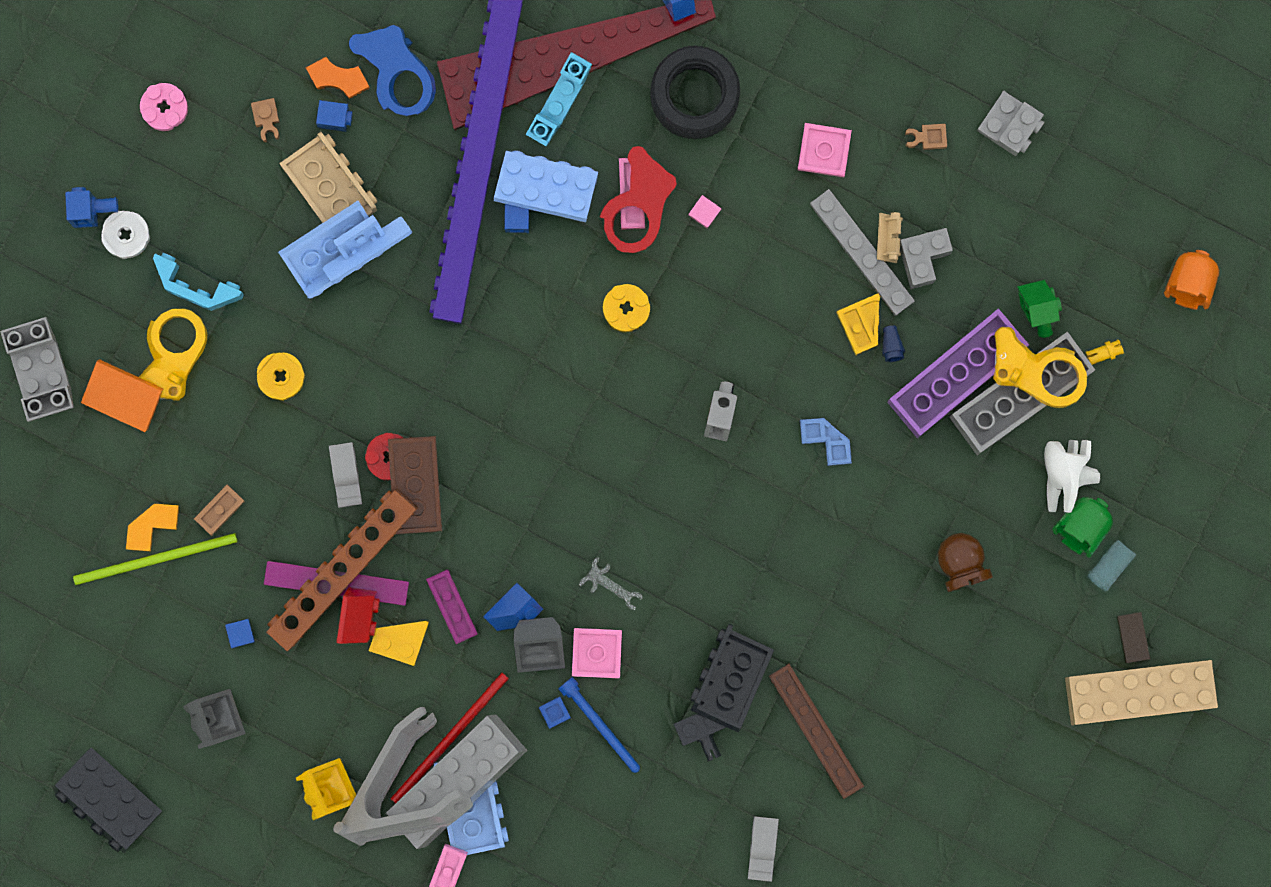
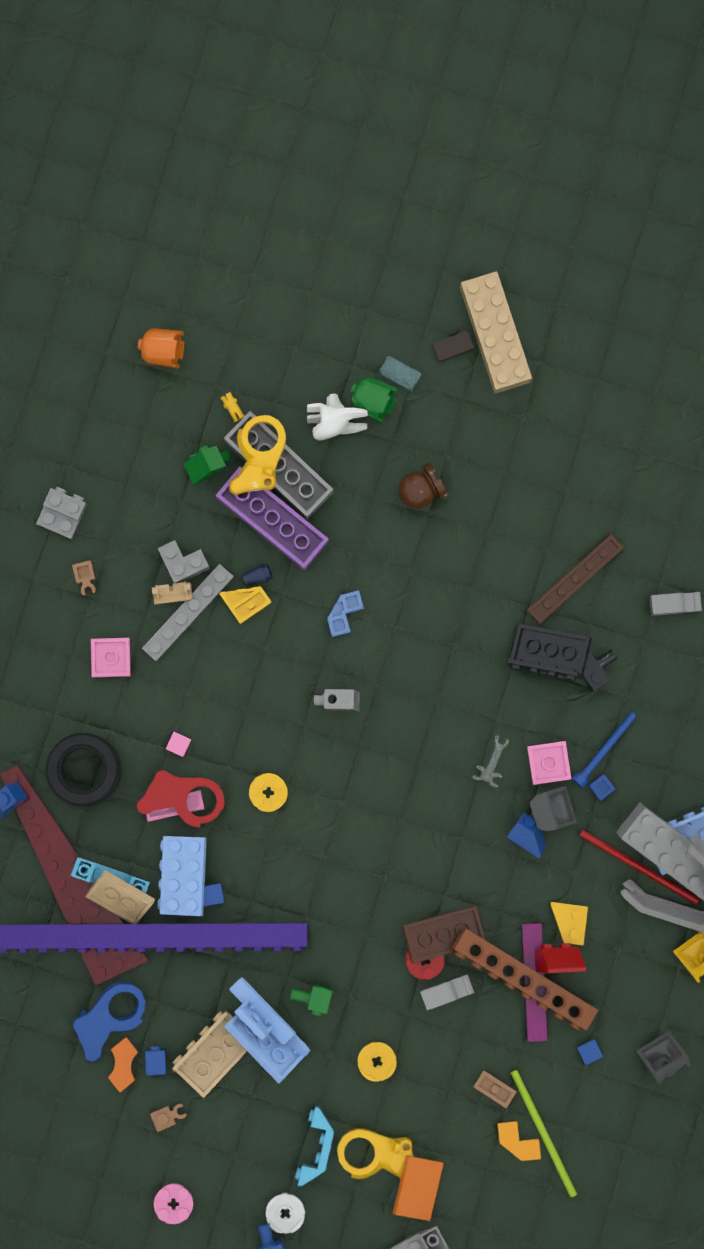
camera: 100 degrees left, 0 degrees up
(367, 317) = (316, 1000): none -> green brick
(452, 606) = (534, 885): magenta tile -> none
(534, 107) = (120, 897): none -> tan tile

